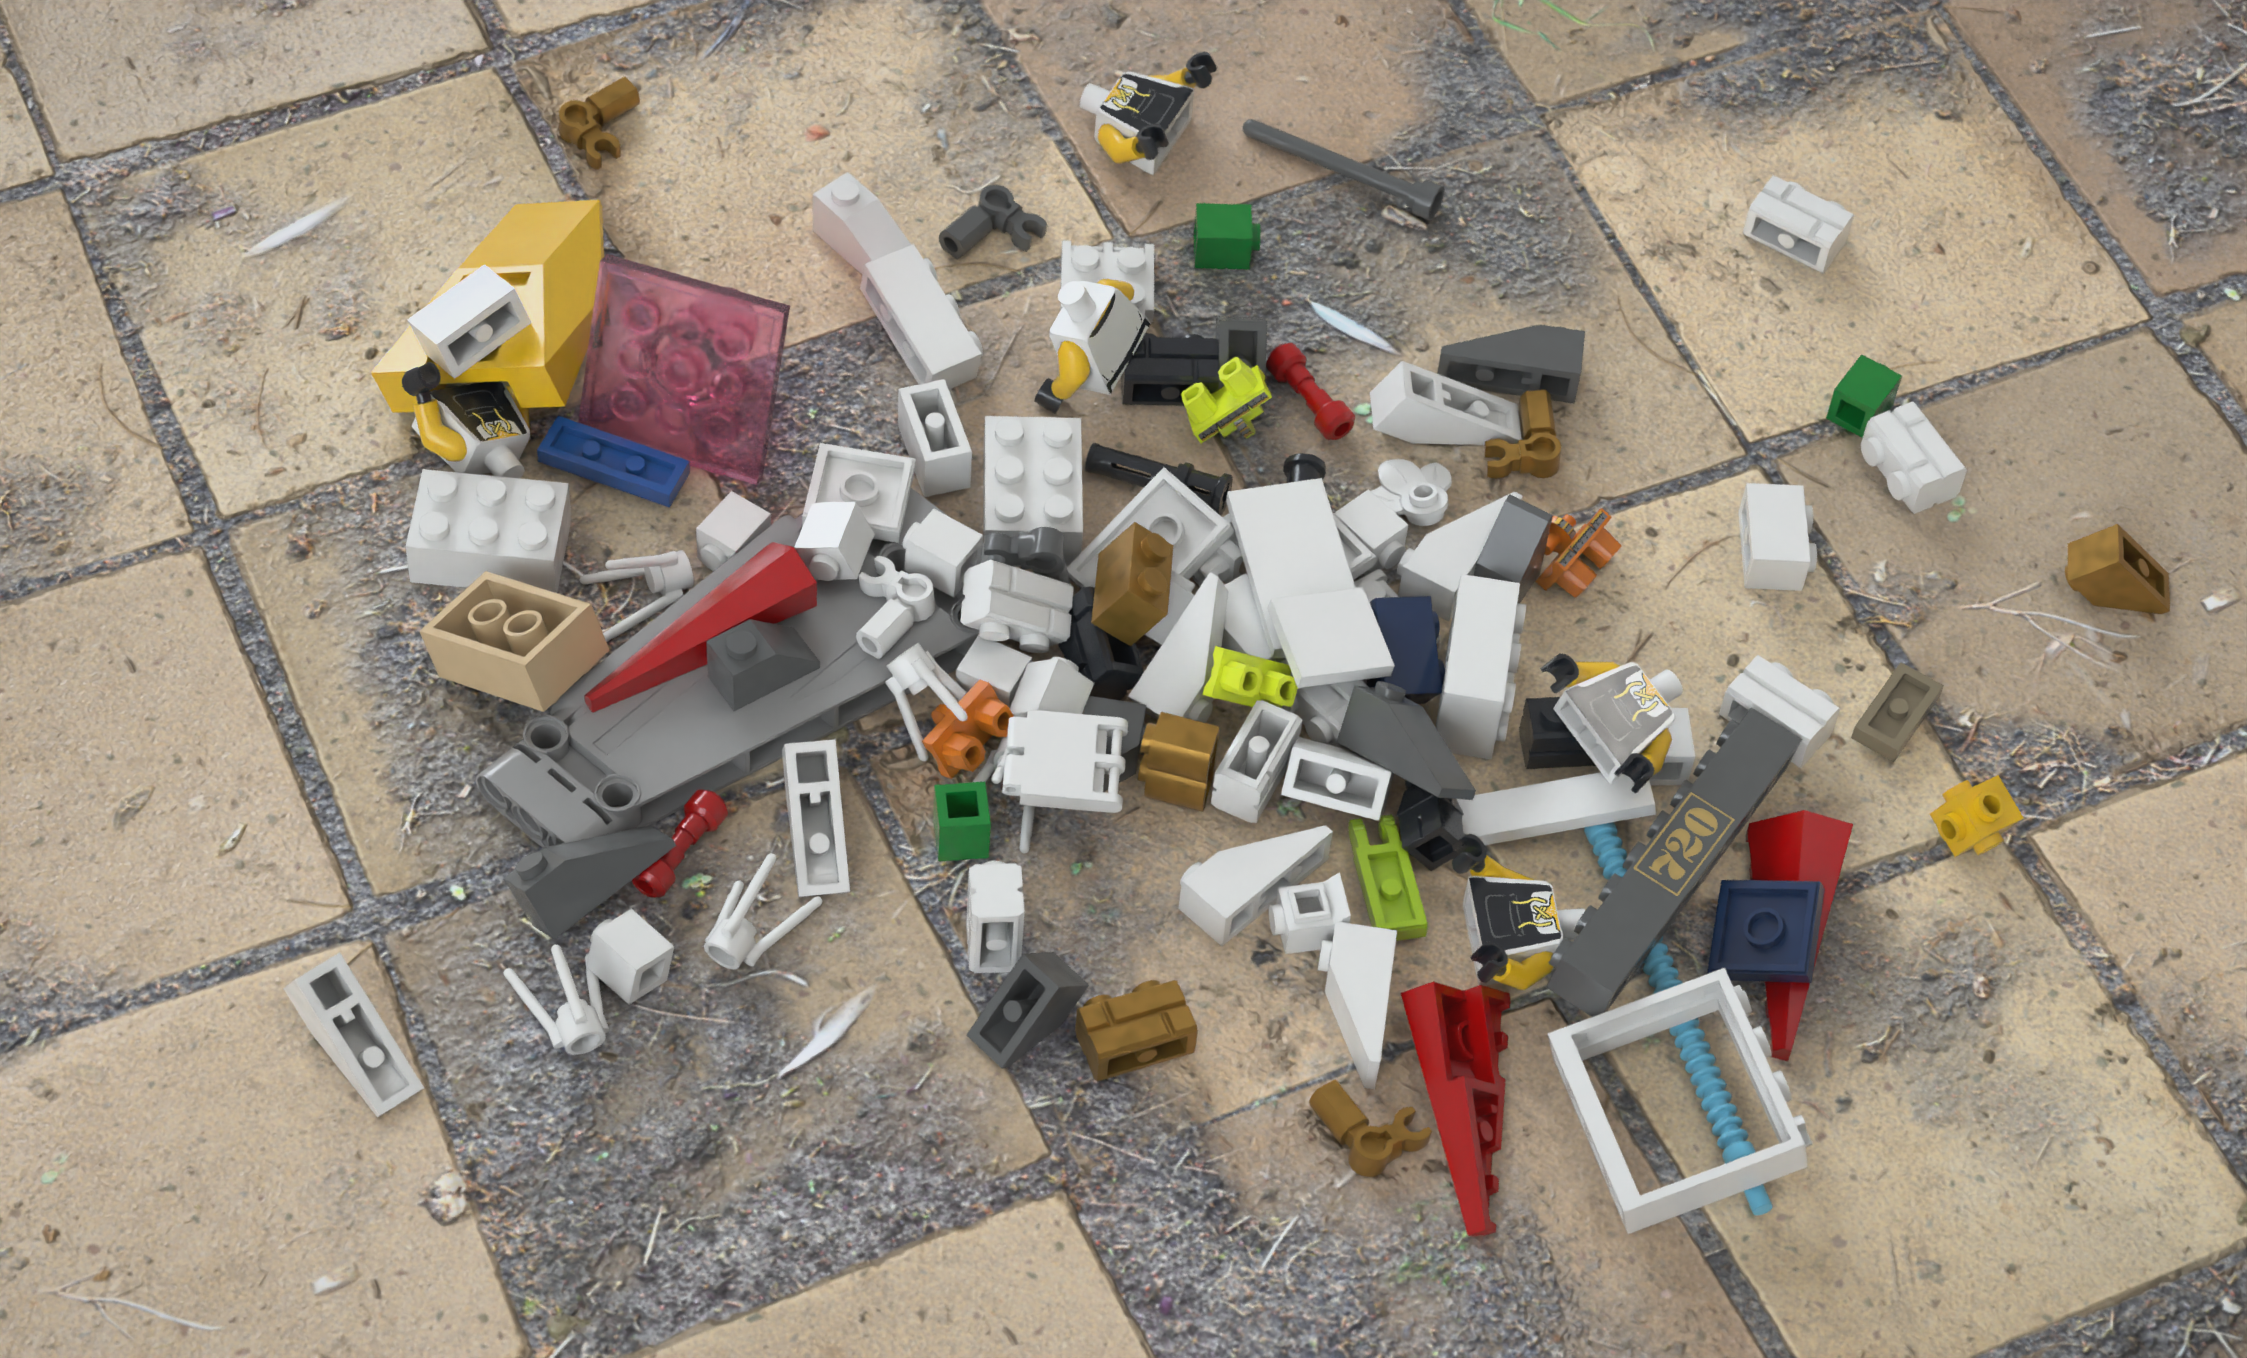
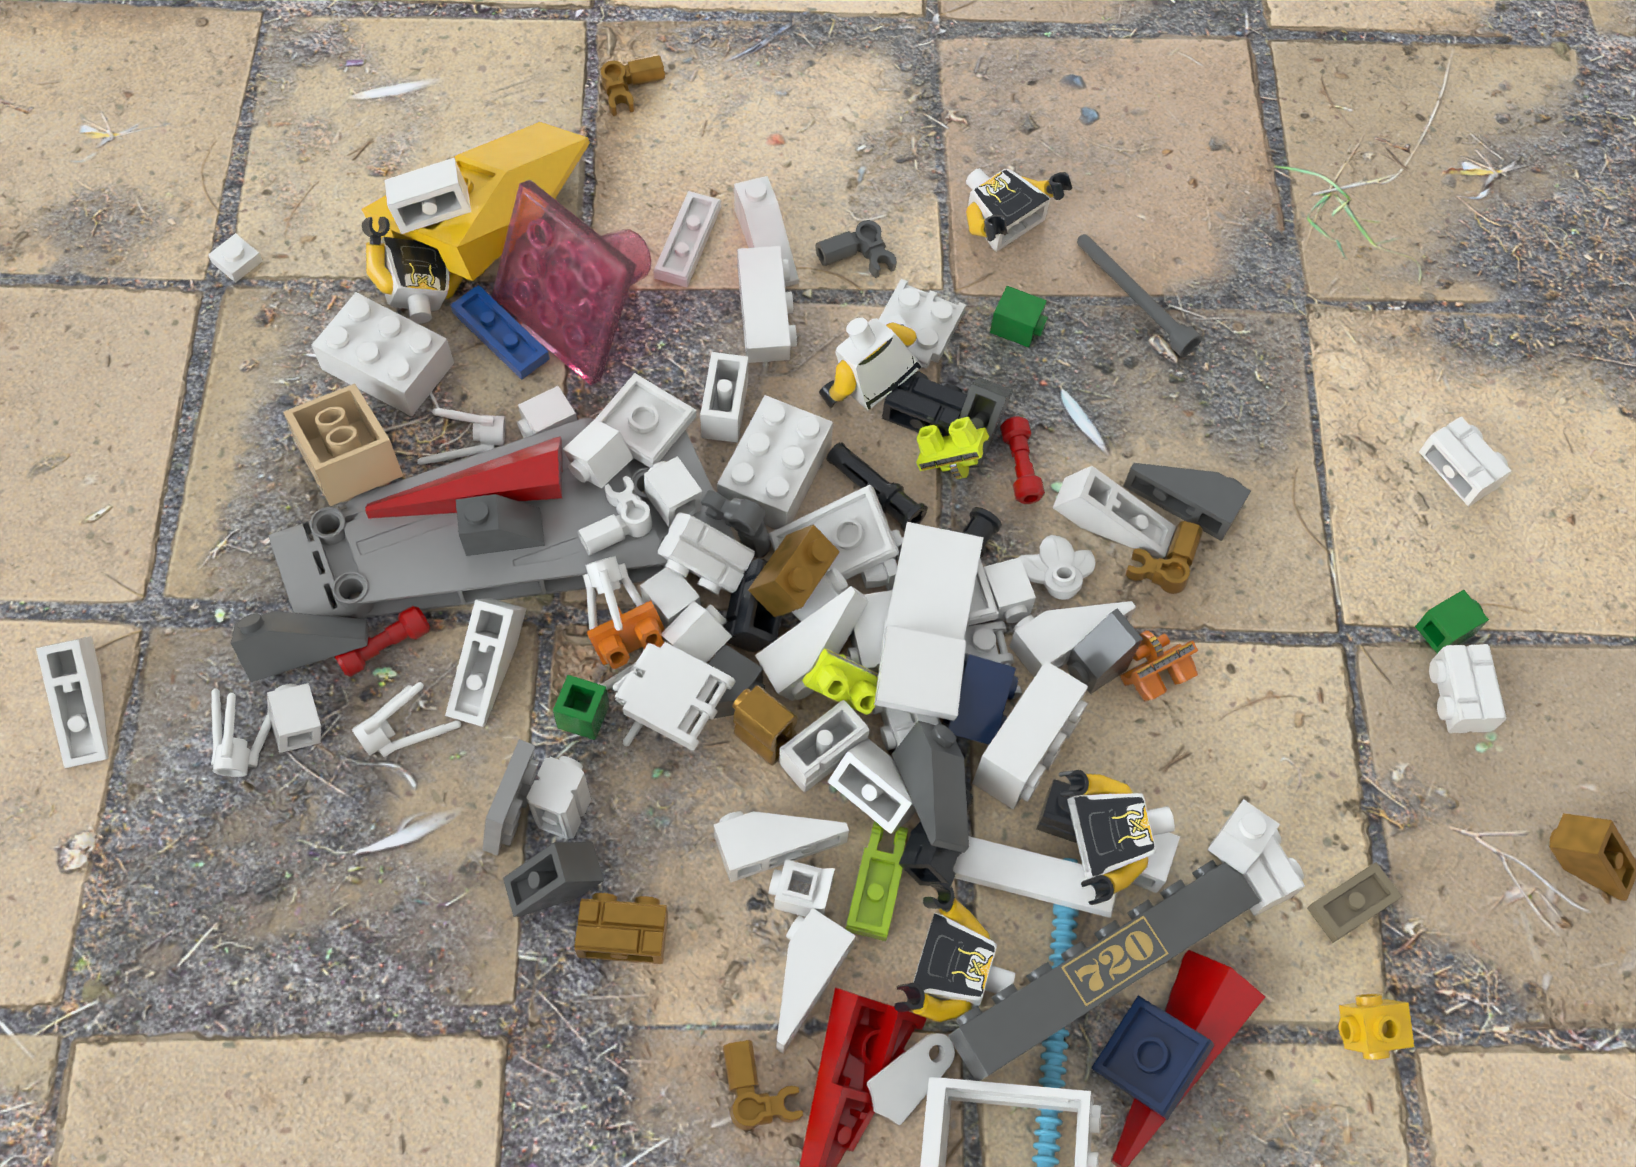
camera: 25 degrees right, 10 degrees up
(222, 491) = (235, 257): none -> white plate
(778, 271) = (687, 239): none -> white tile
(947, 930) = (511, 795): none -> light grey plate
(1524, 1052) = (905, 1080): none -> white piece
(1755, 675) = (1243, 837): none -> white brick
(1775, 537) = (1325, 714): white brick -> none

